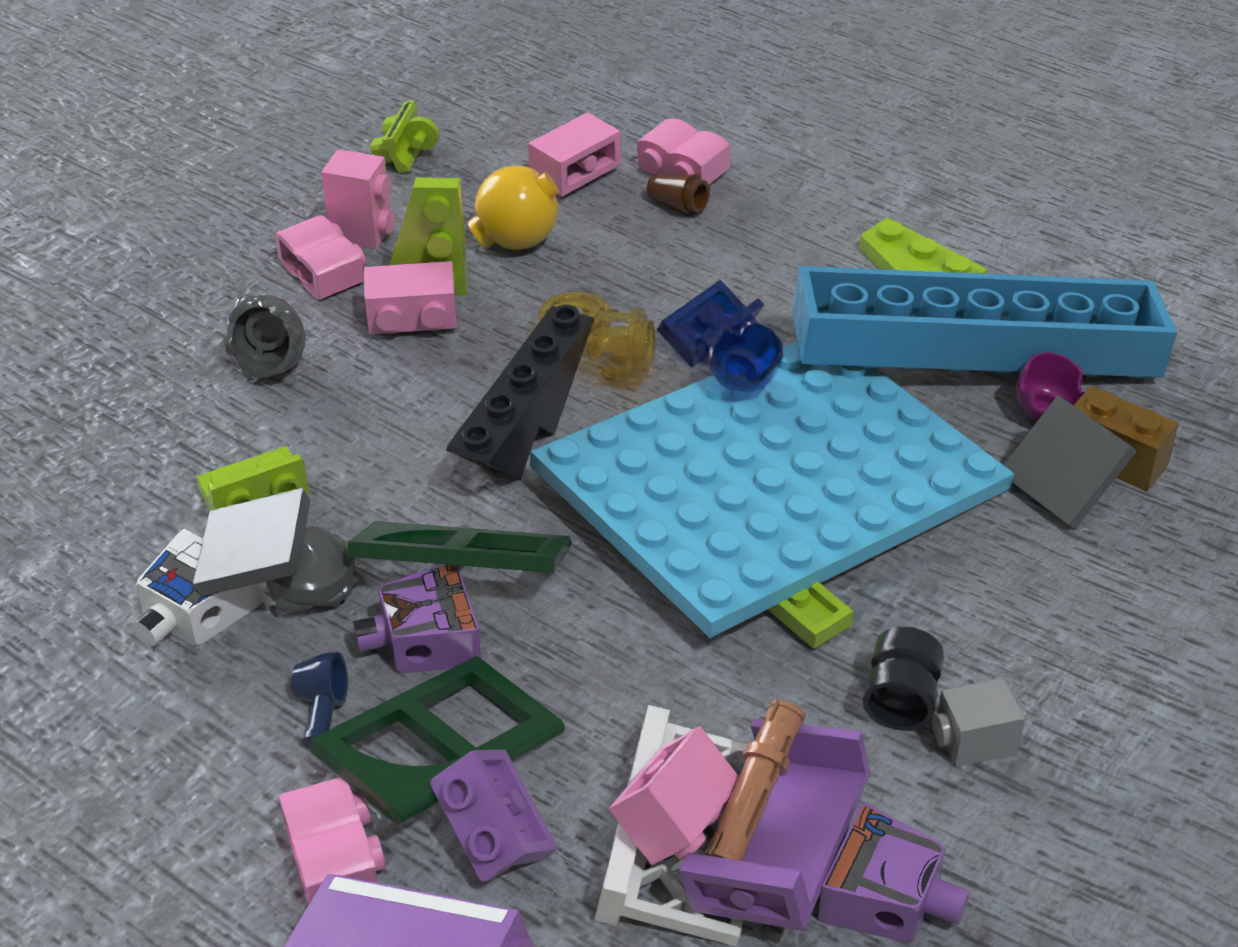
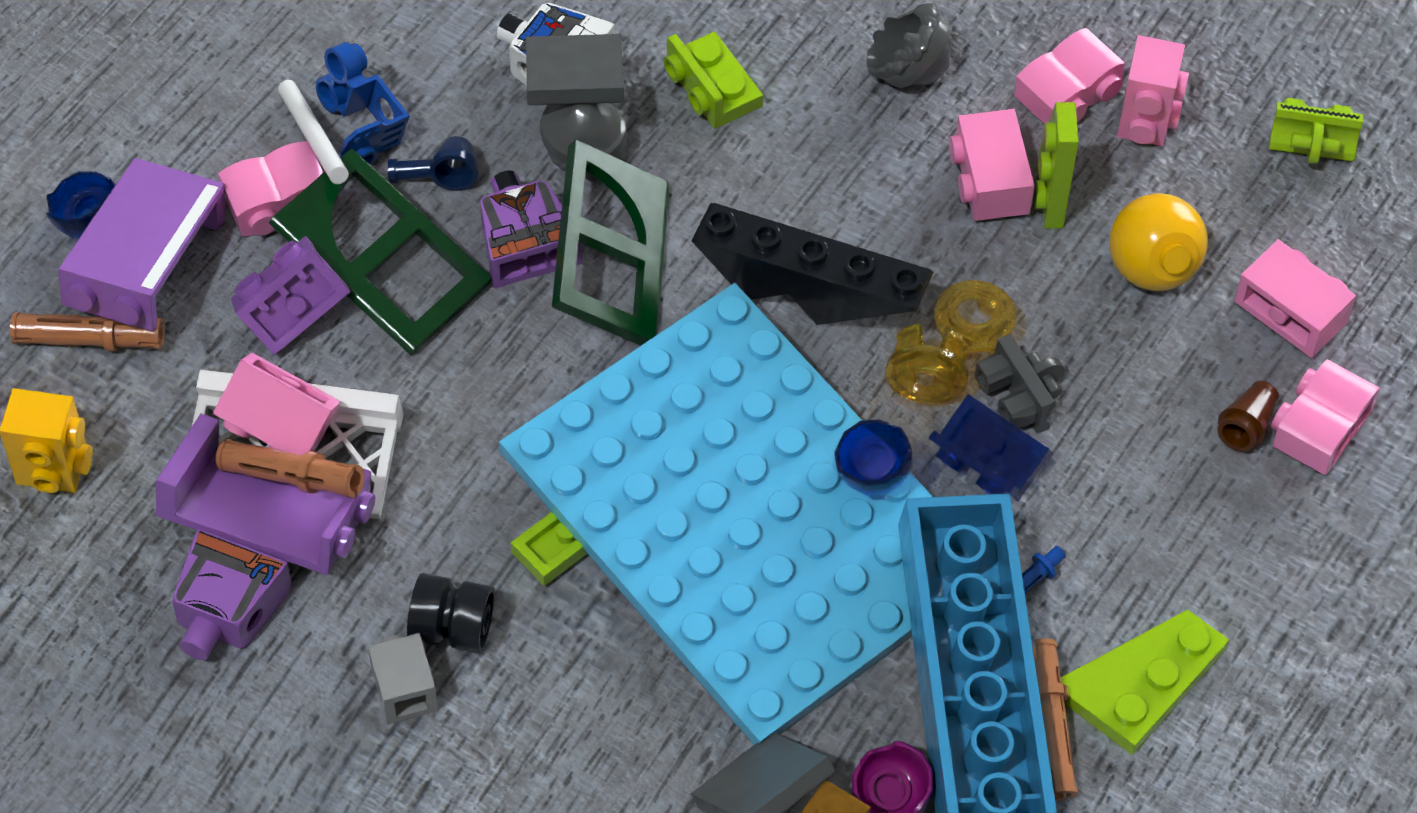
camera: 85 degrees right, 15 degrees up
(205, 757) = (350, 92): none -> blue piece
(266, 788) = (313, 132): none -> white bar
(656, 295) = (1028, 379): none -> dark grey hips

